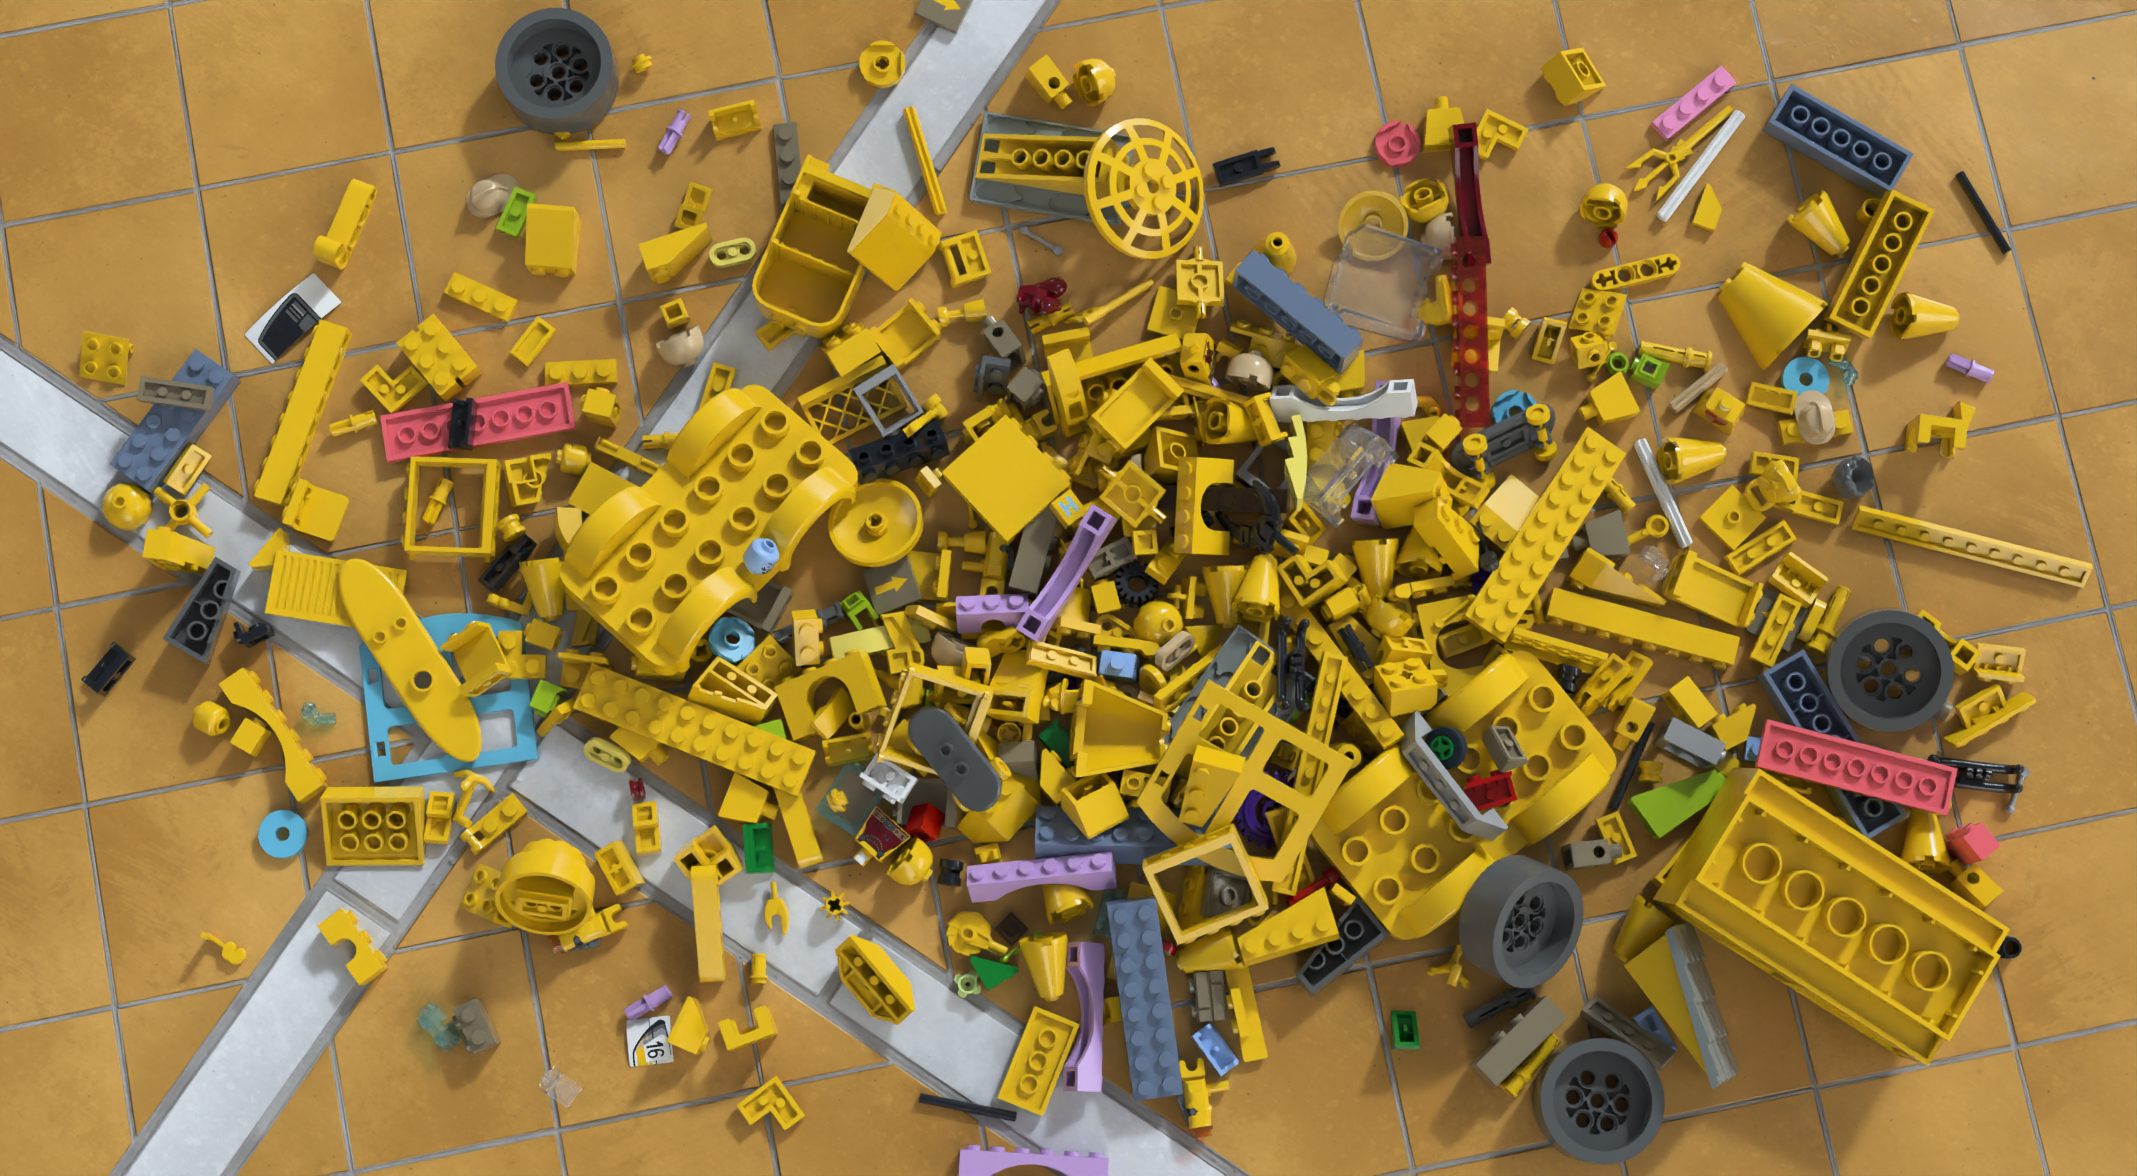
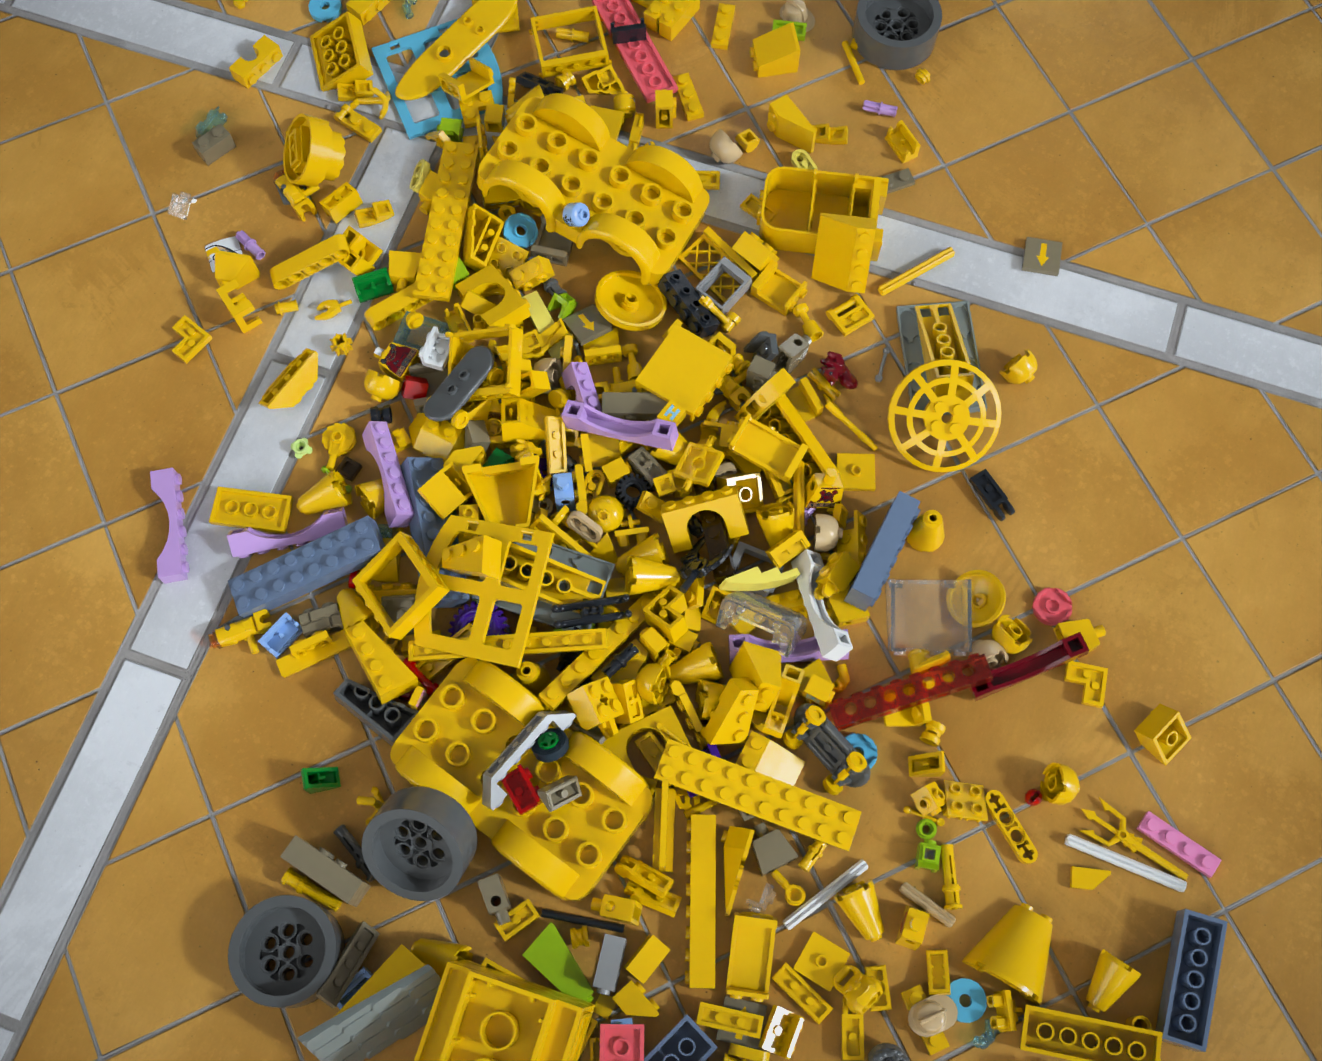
camera: 80 degrees right, 10 degrees down
(532, 341) = (701, 63): yellow tile -> none
(637, 789) = (399, 200): dark red bush -> none
(882, 77) = (977, 234): yellow plate -> none
(967, 1107) = (209, 471): black bar -> none
(992, 972) = (312, 460): green slope -> none
(1046, 73) = (1006, 335): yellow torso -> none
(1199, 282) = (885, 480): yellow plate -> none
(1488, 560) = (722, 751): pearl dark grey piece -> none
(1567, 677) = (642, 846): black wheel -> none
(1610, 402) = (890, 828): yellow torso -> none

